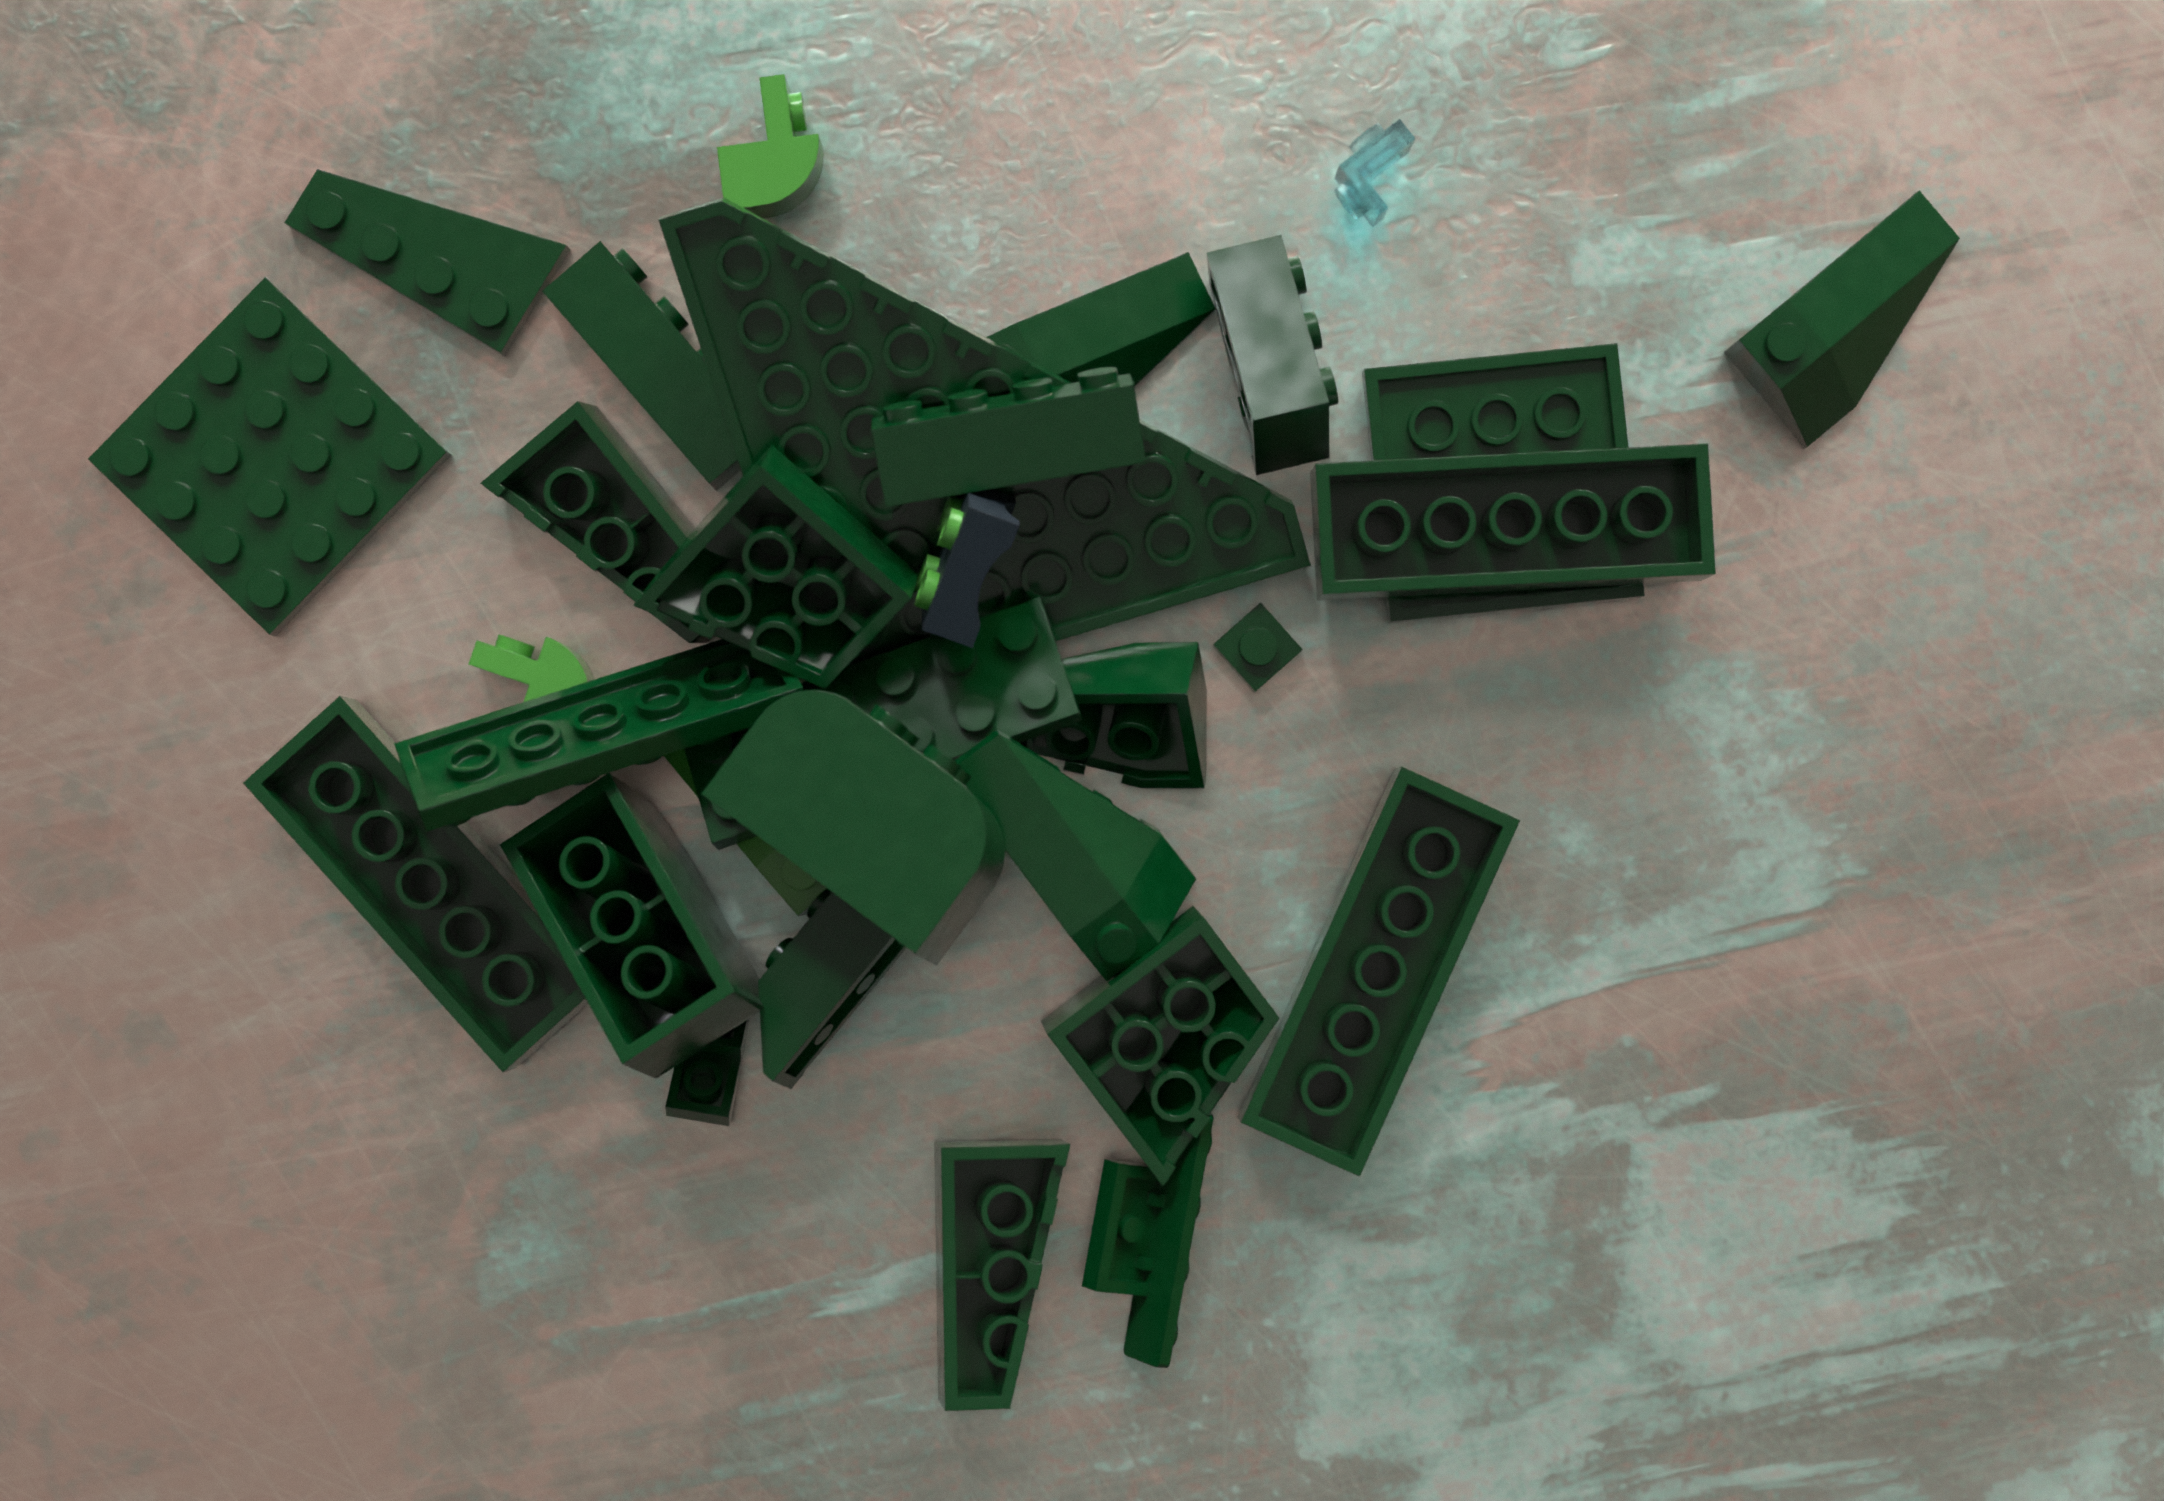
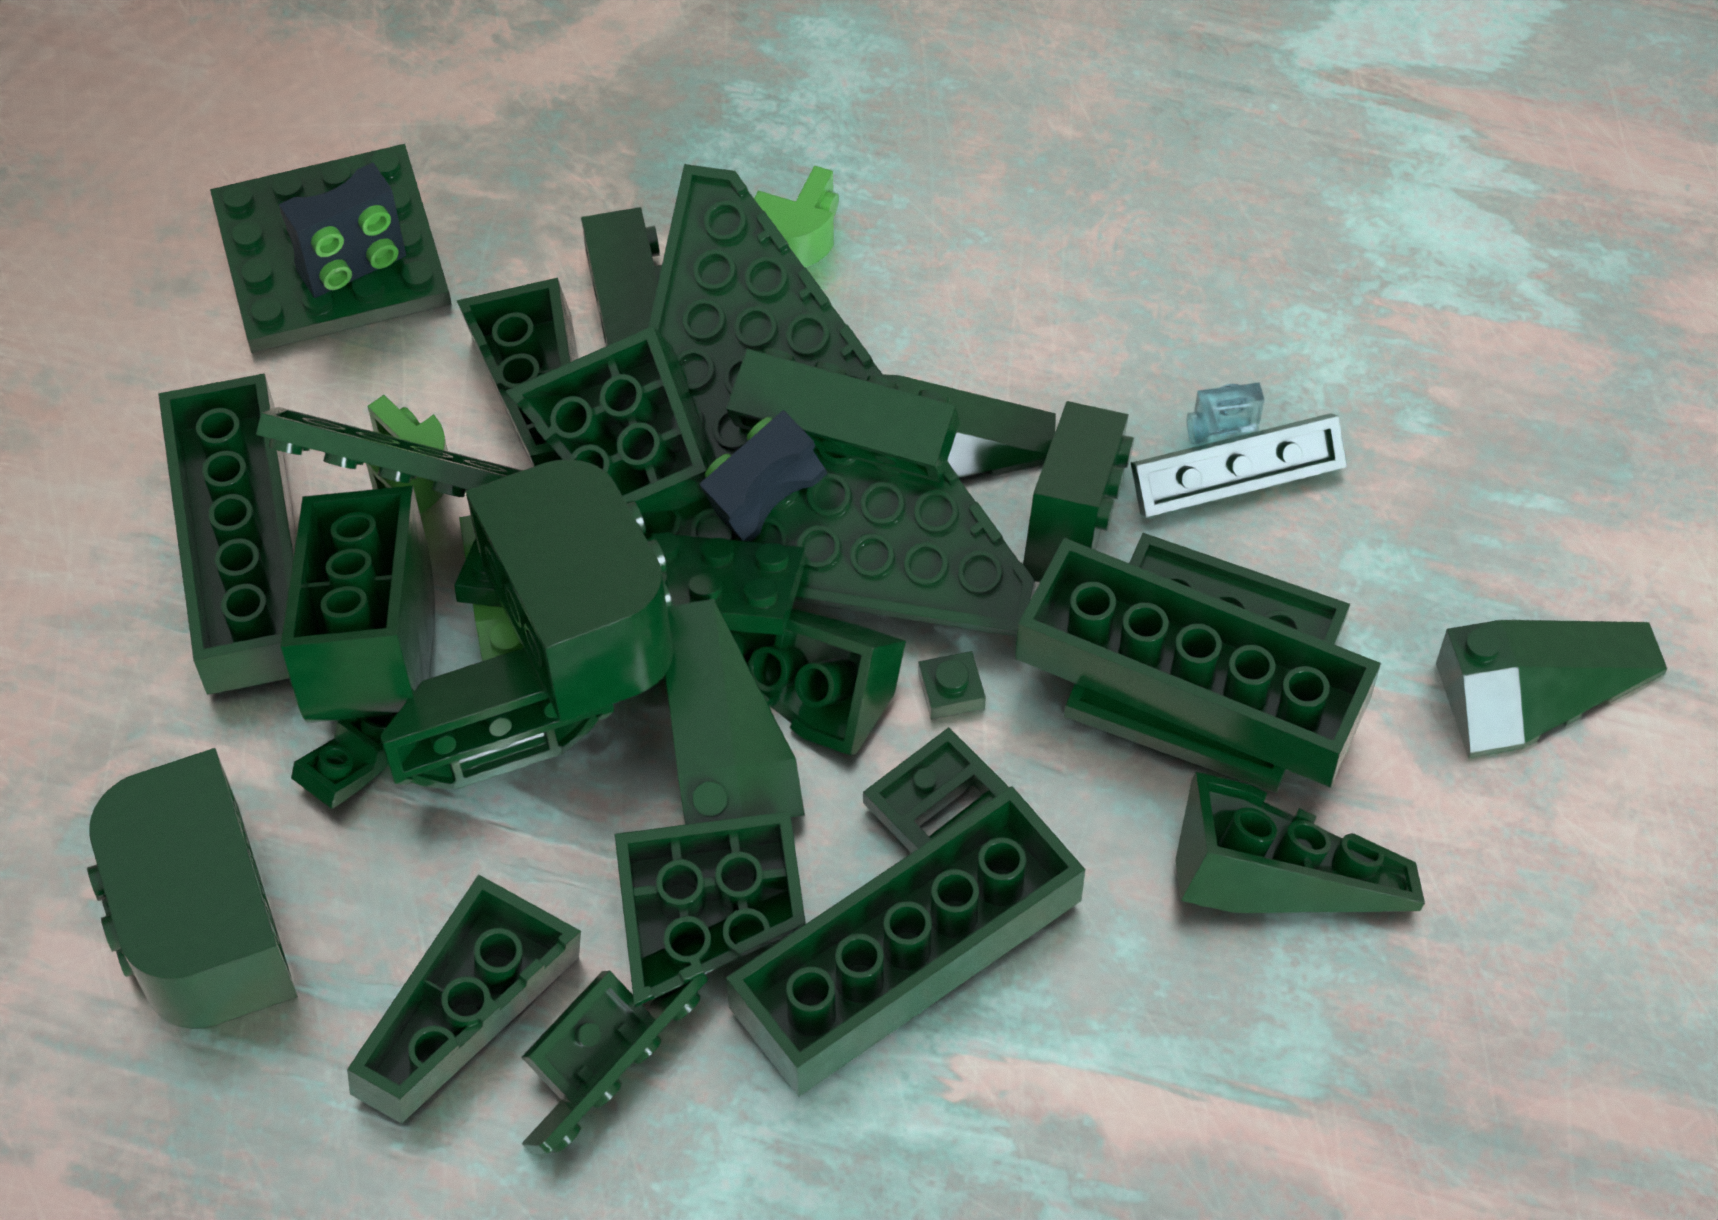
camera: 30 degrees right, 30 degrees down
(309, 473) = (344, 231): none -> black brick
(444, 260) = (522, 183): dark green wing -> none
(663, 1310) = (186, 895): none -> dark green brick
(1298, 781) = (928, 784): none -> dark green plate
(1419, 224) = (1239, 465): none -> plate
(1672, 681) = (1260, 859): none -> dark green wedge

